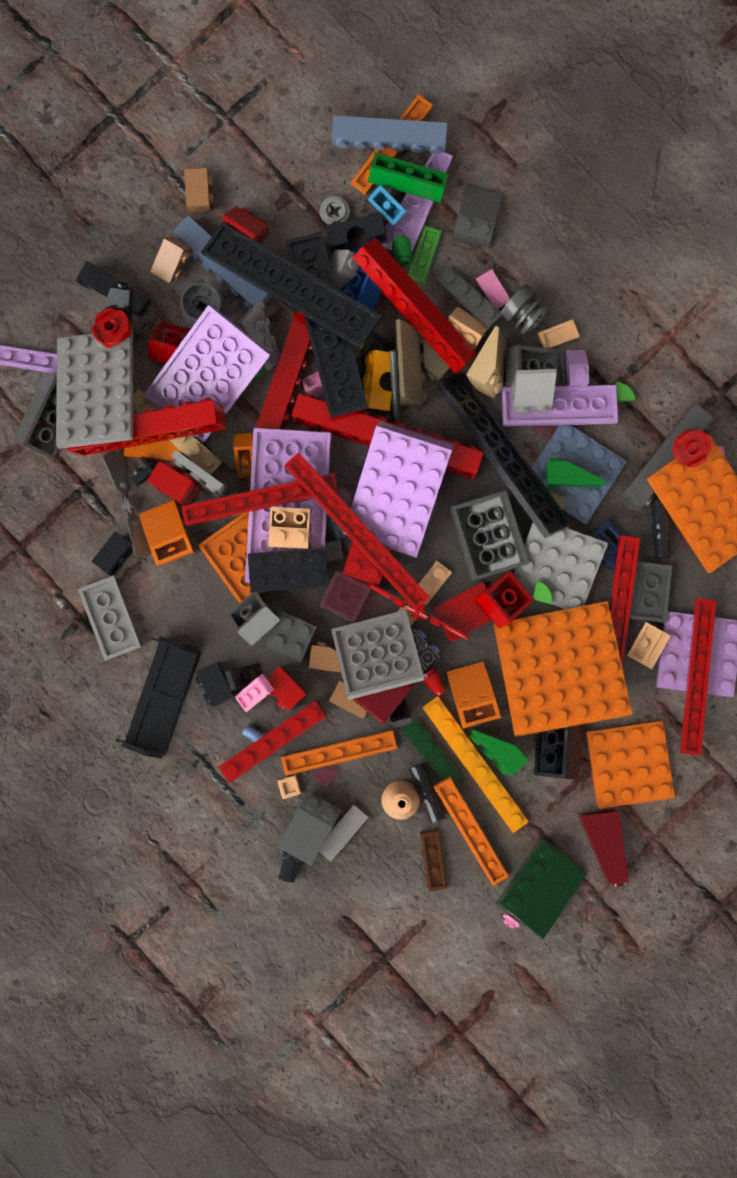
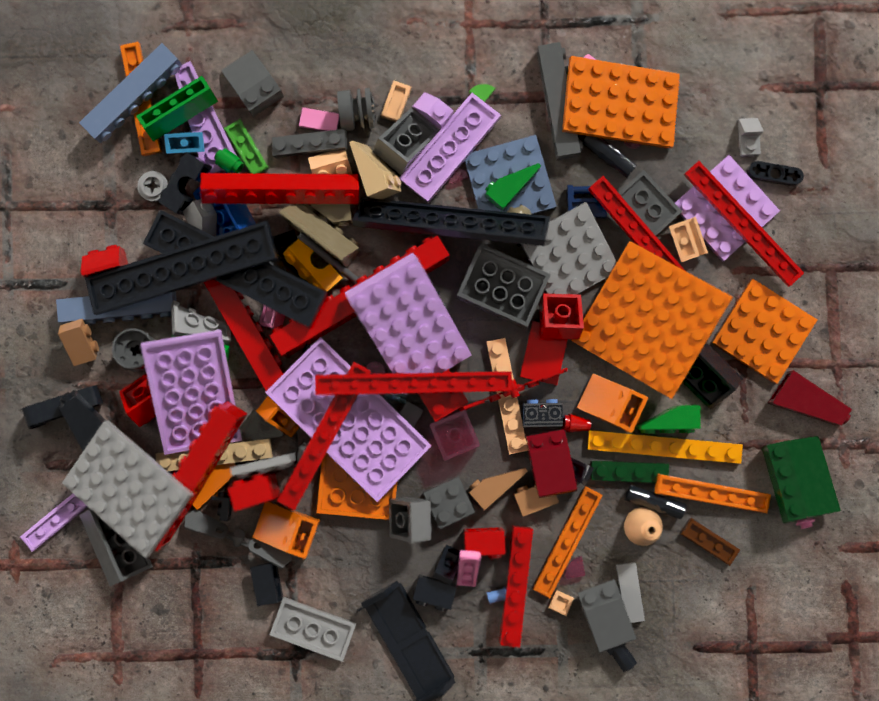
camera: 50 degrees left, 0 degrees up
(117, 334) = (100, 438): red plate -> none
(198, 190) = (43, 274): medium nougat brick -> none
(287, 570) = (396, 461): black plate -> none
(289, 527) = (366, 432): light nougat slope -> none
(377, 654) = (521, 449): light grey plate -> none
(533, 390) = (424, 157): light grey slope -> none
(542, 593) = (580, 284): bright green tile -> none
(692, 447) = (570, 77): red tile -> none

